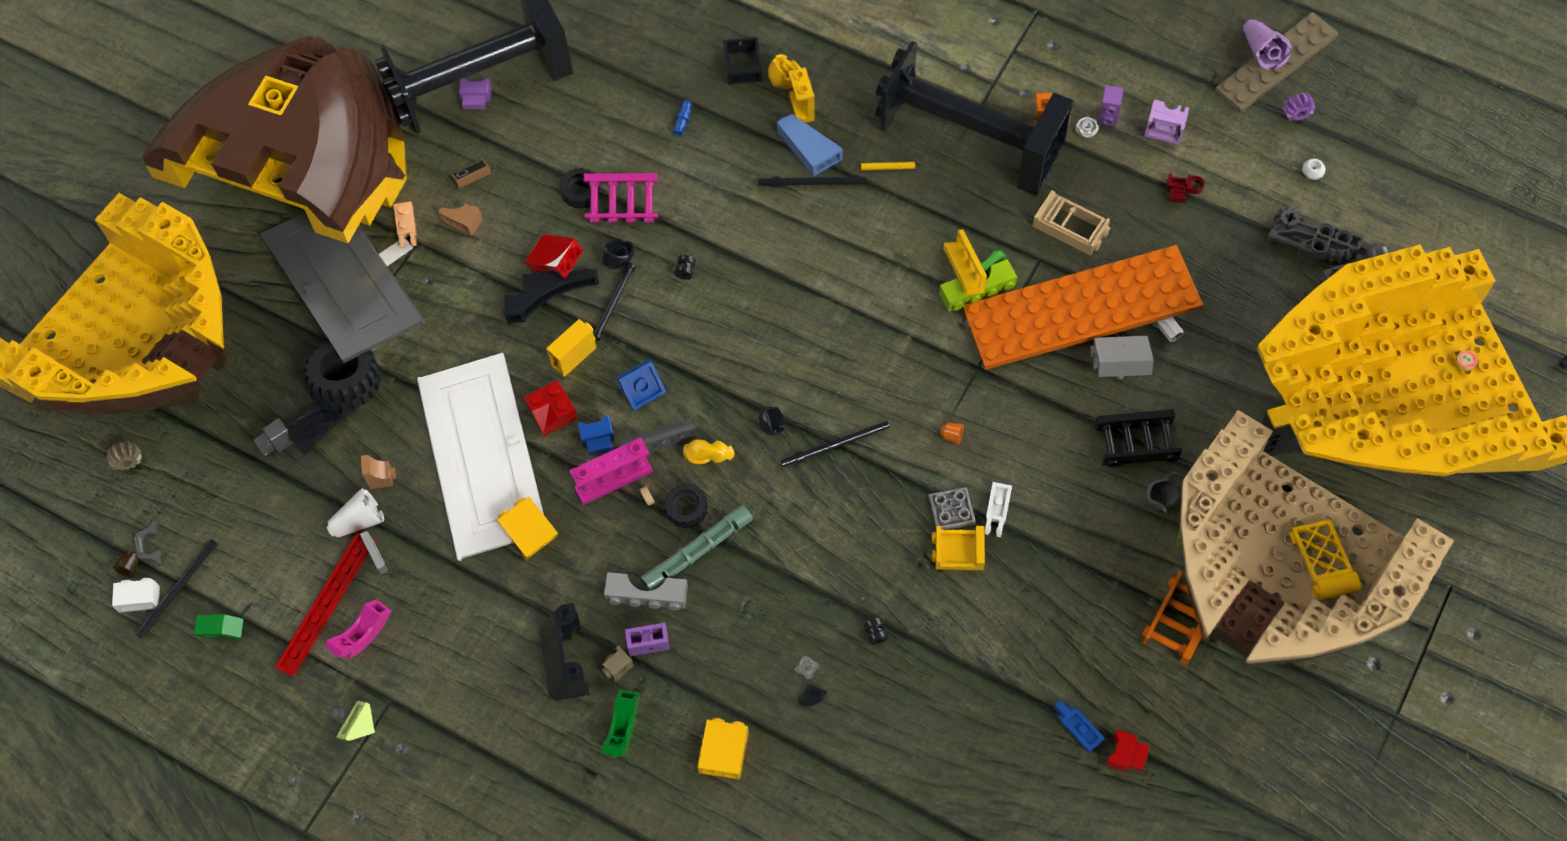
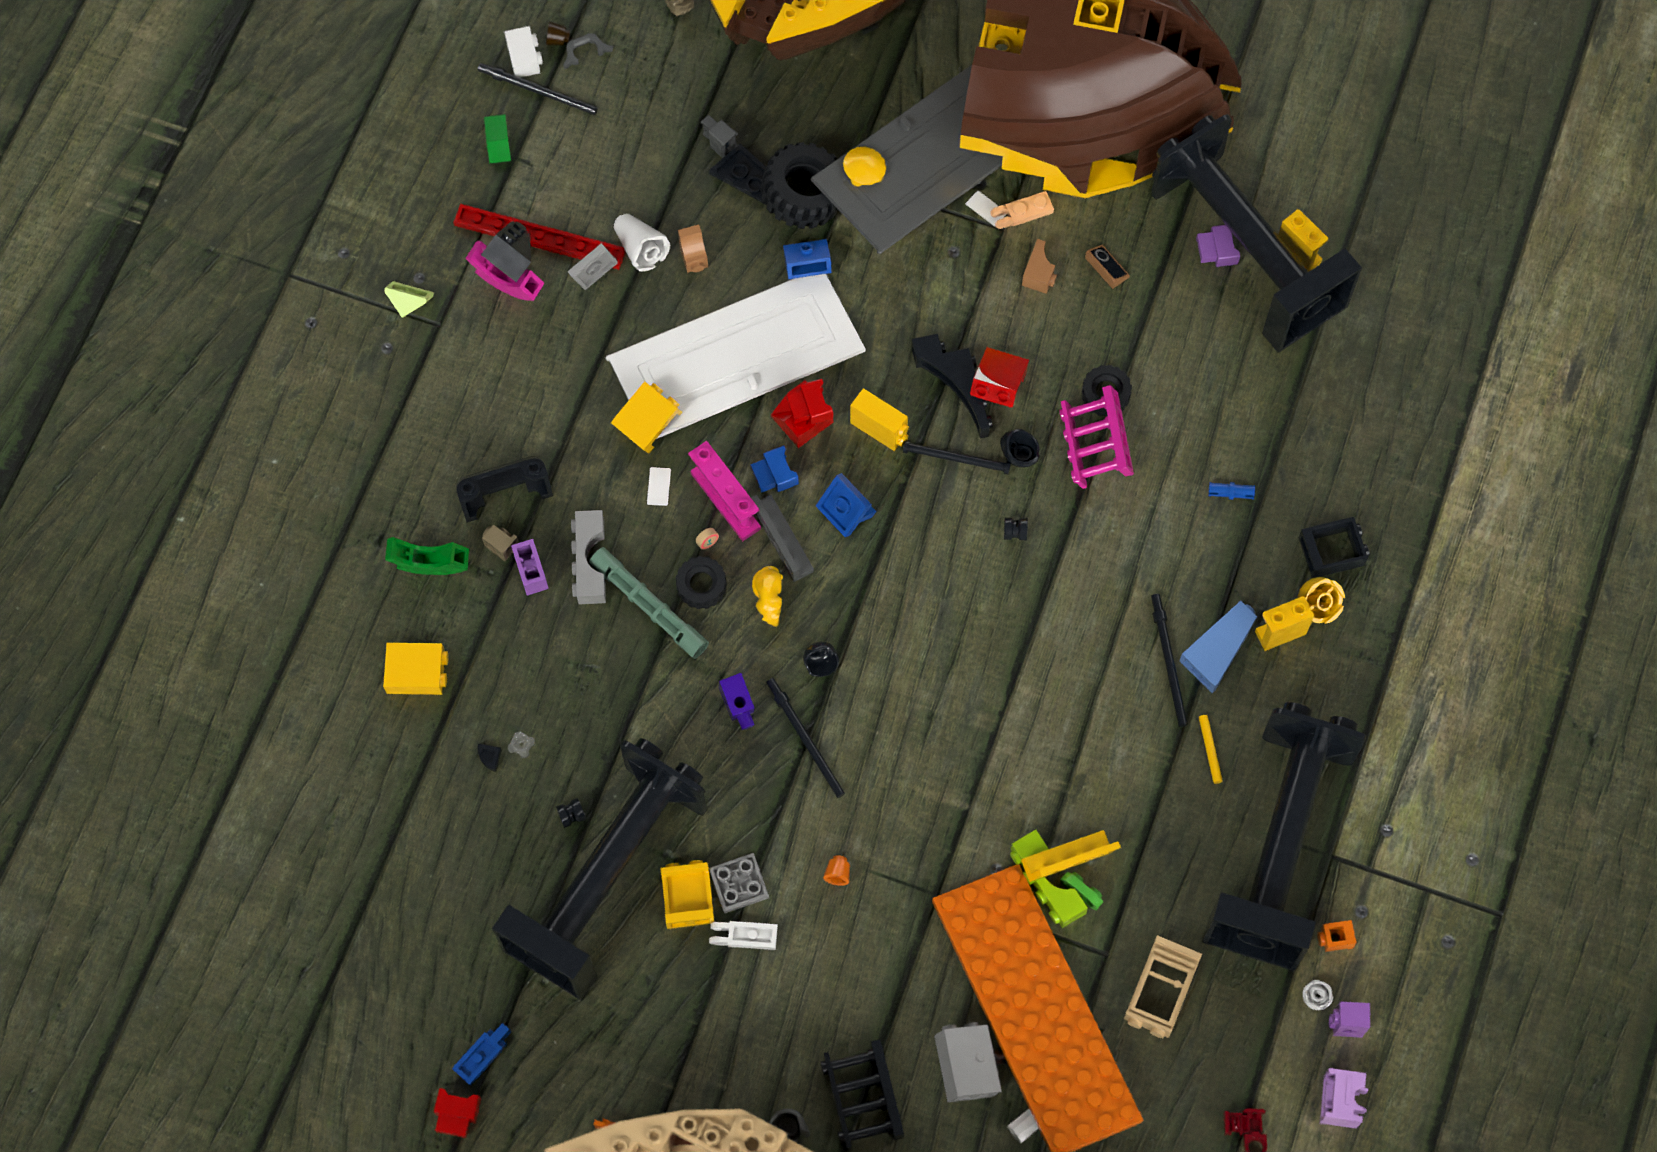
camera: 80 degrees right, 5 degrees up
(342, 320) = (864, 166): none -> yellow dish
(342, 617) = (510, 250): none -> black wedge
(409, 385) = (807, 259): none -> blue brick
(488, 26) = (1303, 238): none -> yellow panel
(549, 390) = (809, 403): none -> red piece
(589, 531) = (658, 486): none -> white sticker
(797, 487) = (733, 691): none -> dark purple torso
(1000, 648) = (550, 947): none -> black piece

